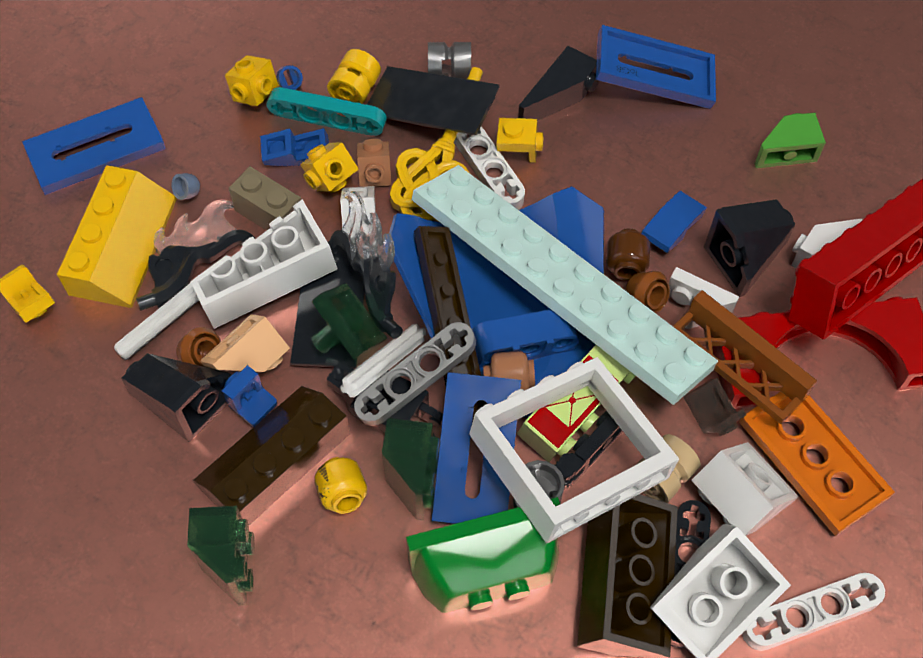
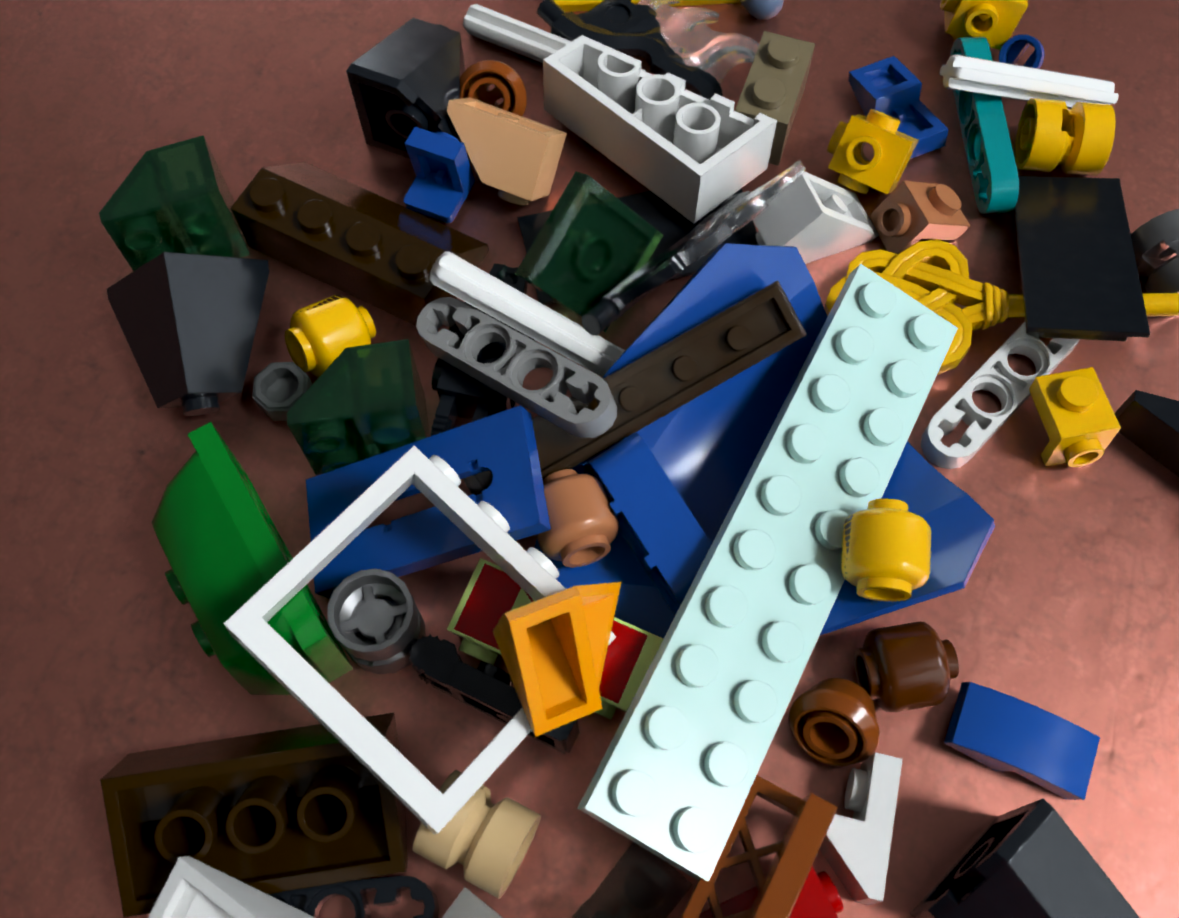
camera: 75 degrees right, 5 degrees up
(308, 565) = (191, 325): none -> black slope
(318, 80) = (1023, 82): none -> white axle
(366, 522) = (279, 388): none -> dark grey tile
(579, 232) = (886, 551): none -> yellow head
(604, 378) = (559, 652): none -> light orange slope

